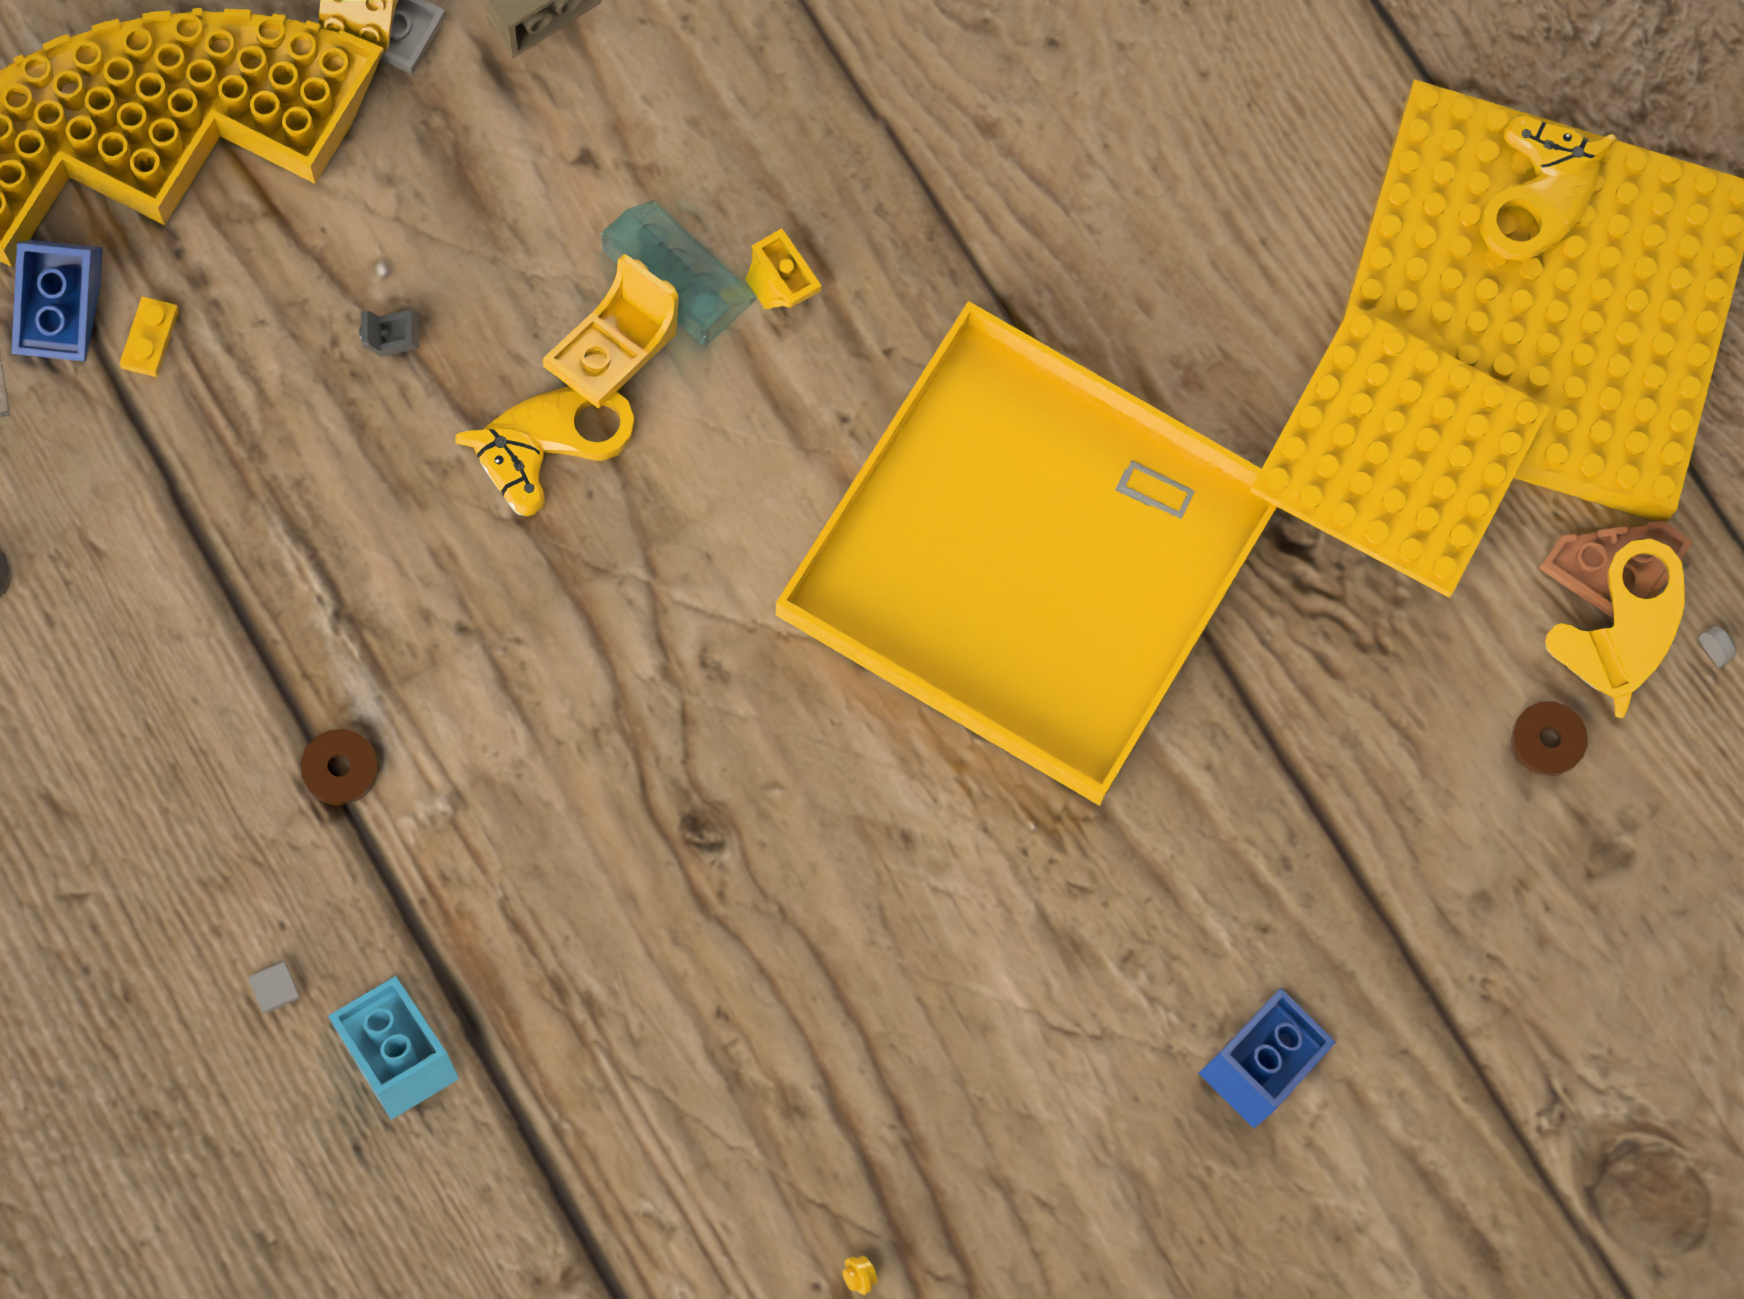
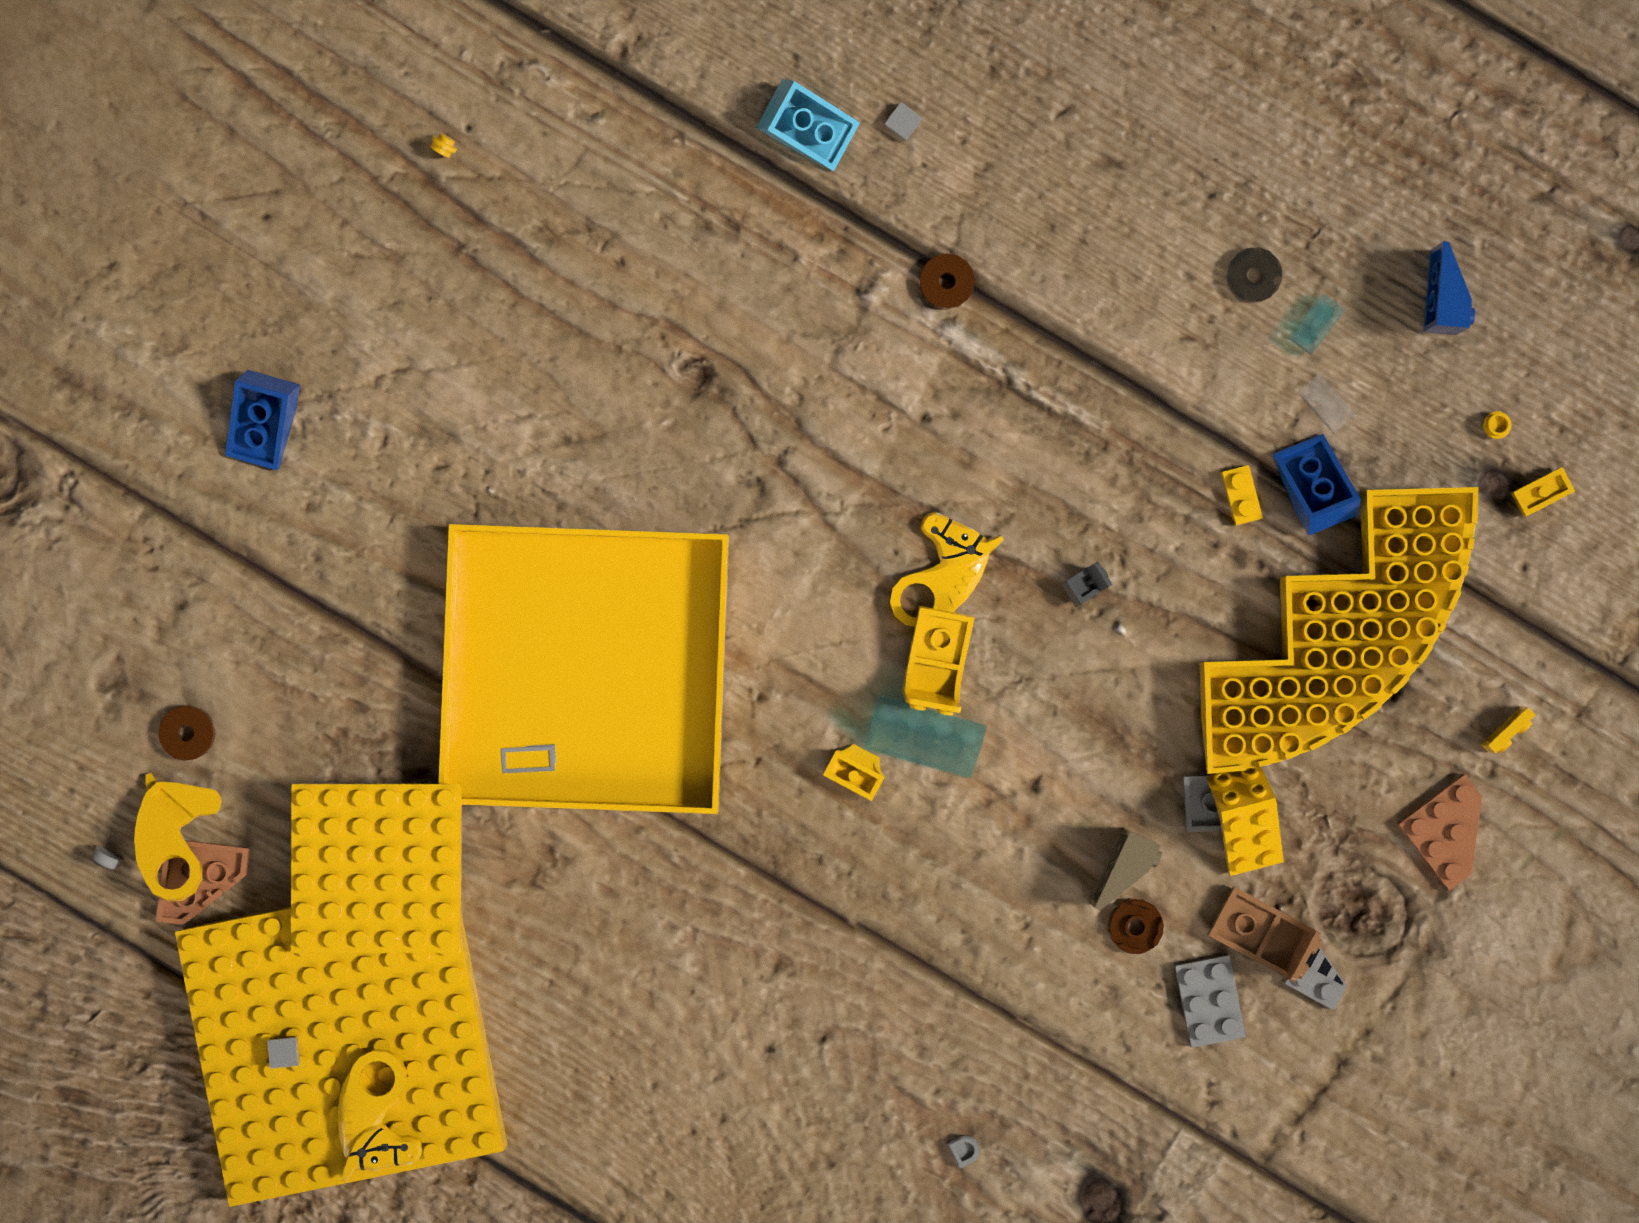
camera: 160 degrees right, 15 degrees up
(1614, 307) = (283, 1052): none -> light grey tile

